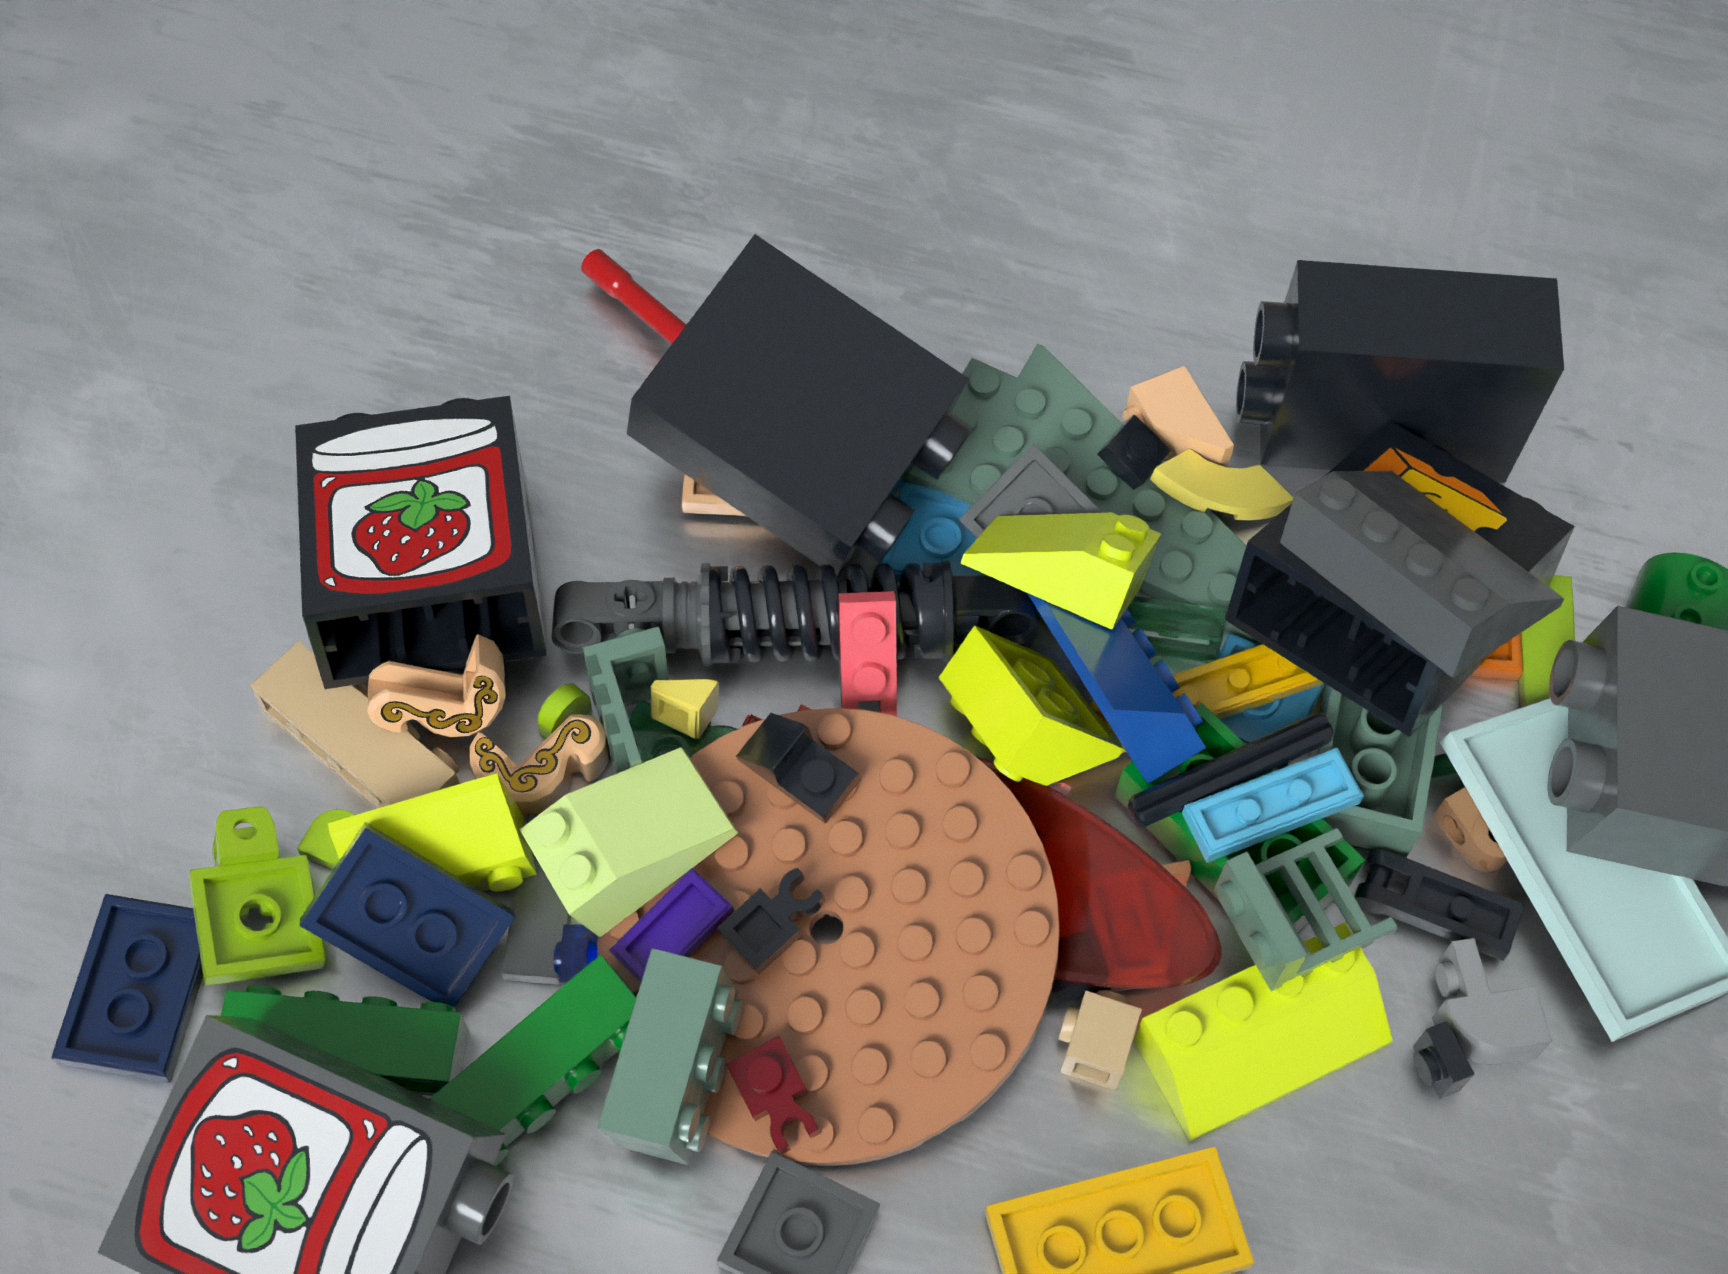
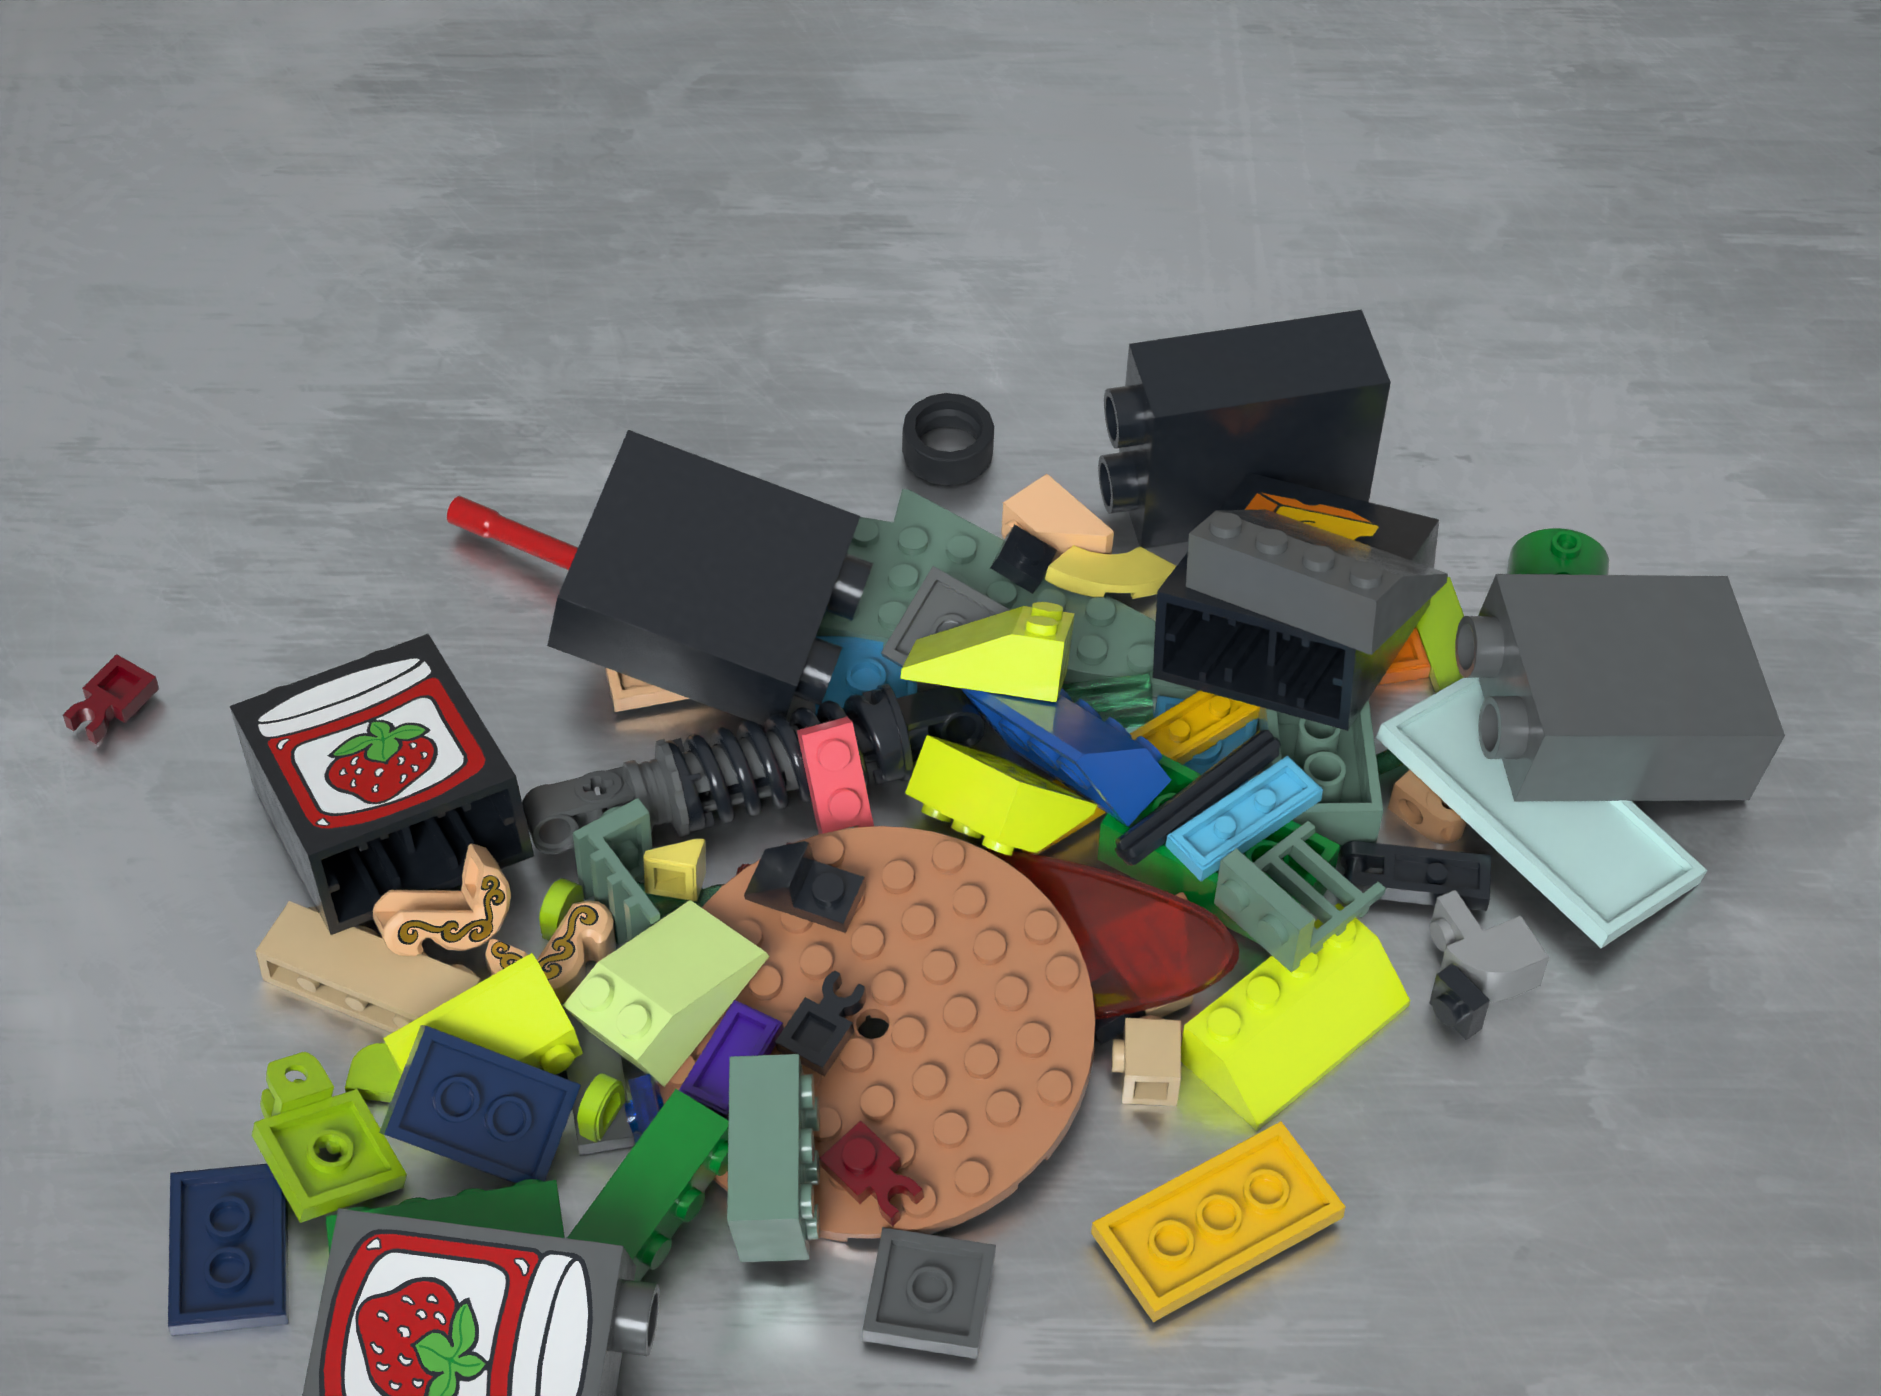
camera: 15 degrees left, 10 degrees down
(212, 374) = (113, 692): none -> dark red plate
(531, 941) = (600, 1106): none -> lime tile
(1106, 270) = (946, 466): none -> black tyre

